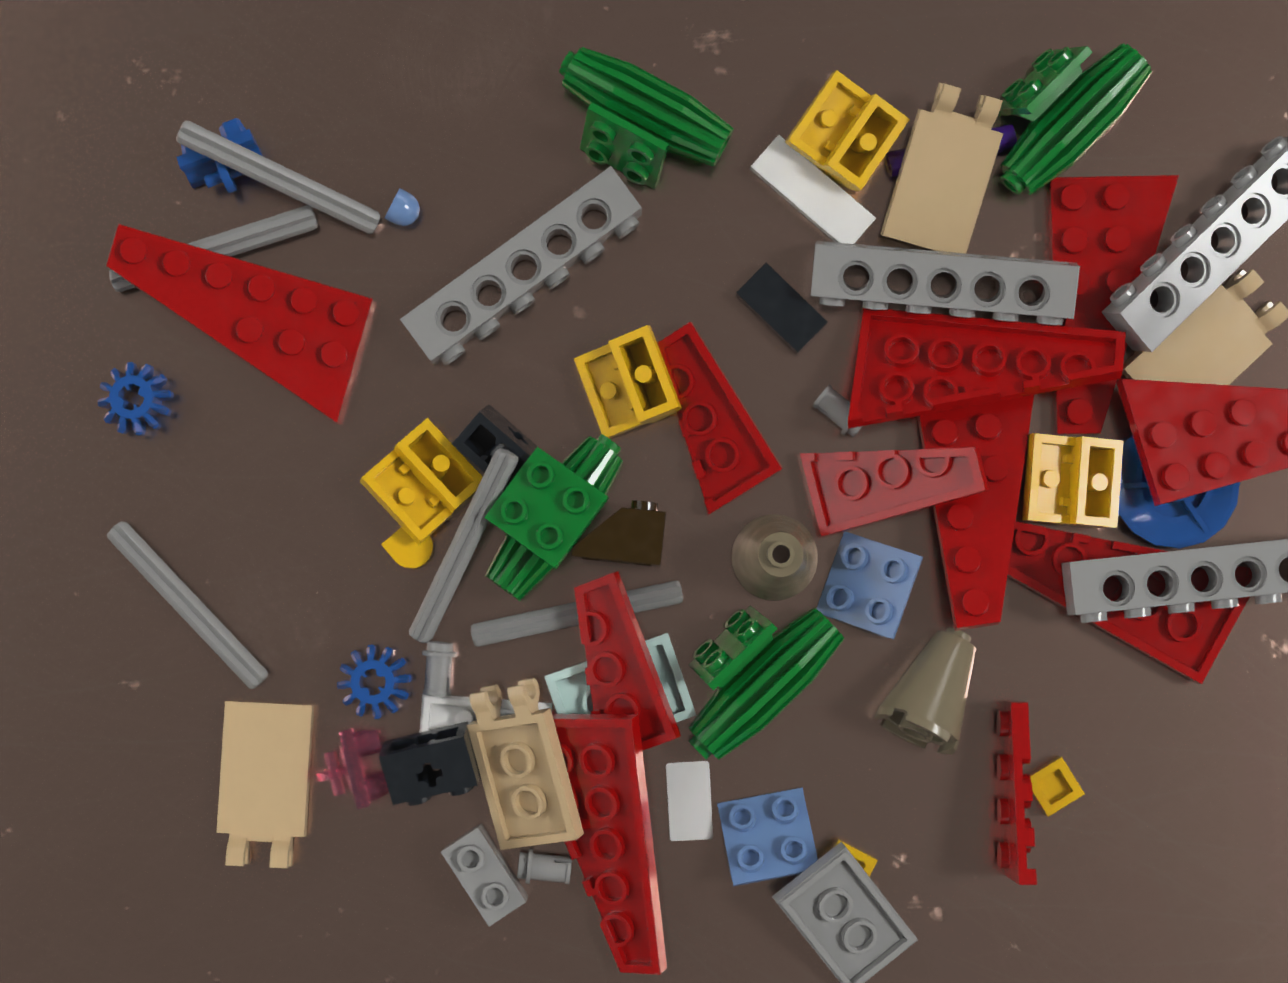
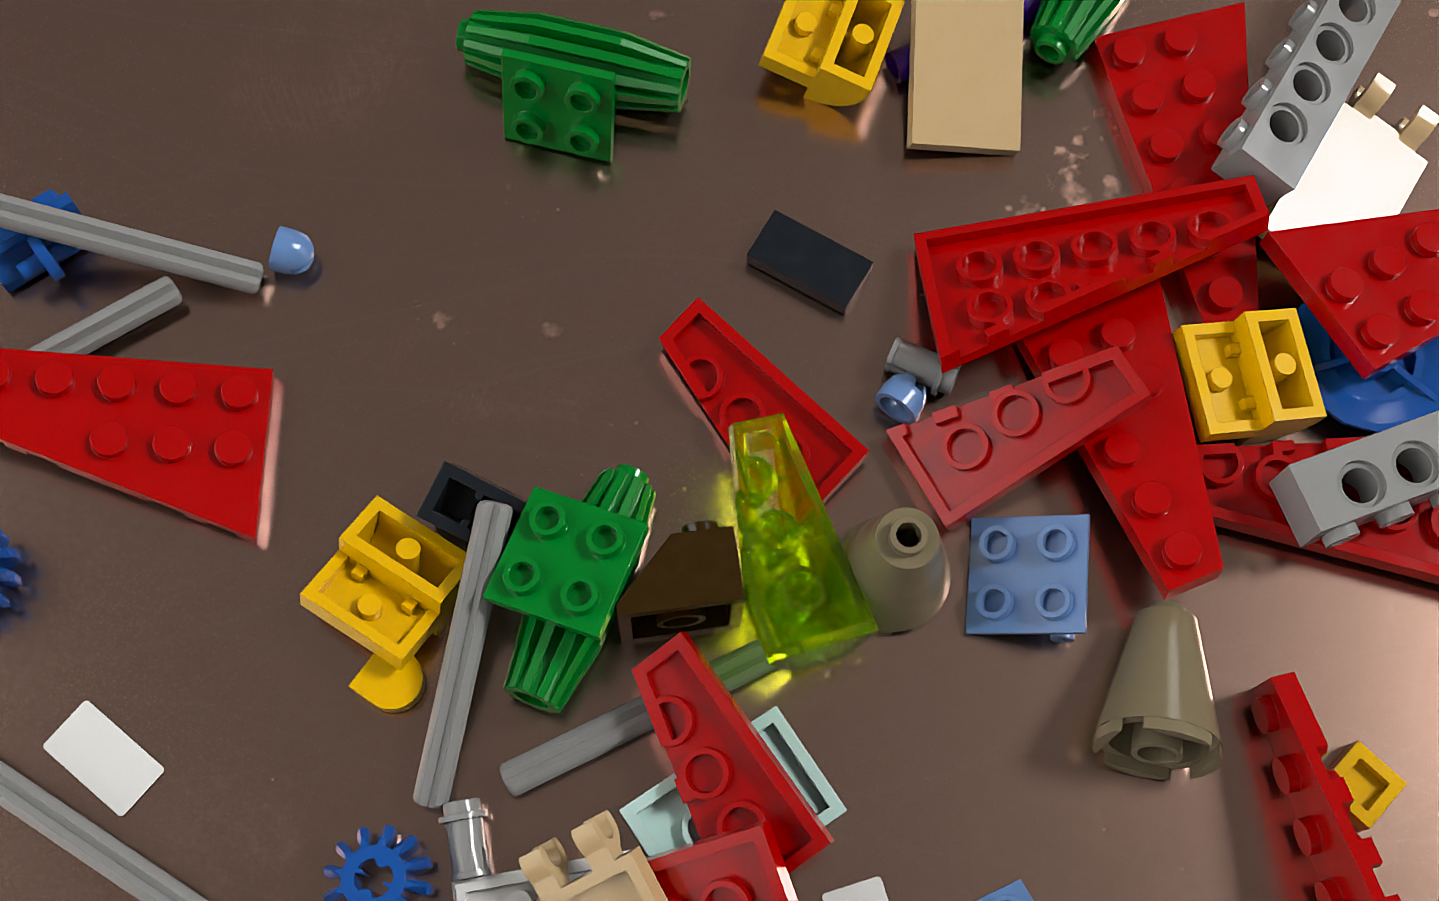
camera: 15 degrees left, 15 degrees down
(206, 549) = (103, 758): none -> white sticker
(602, 193) = (544, 174): light grey brick -> none
(628, 382) = (638, 390): yellow brick -> none
(703, 539) = (791, 557): none -> clear neon green wedge
(756, 675) = (914, 732): green plate -> none
(812, 192) = (809, 121): white tile -> none
(819, 431) = (902, 398): none -> medium blue hinge
(1057, 279) = (1145, 134): light grey brick -> none

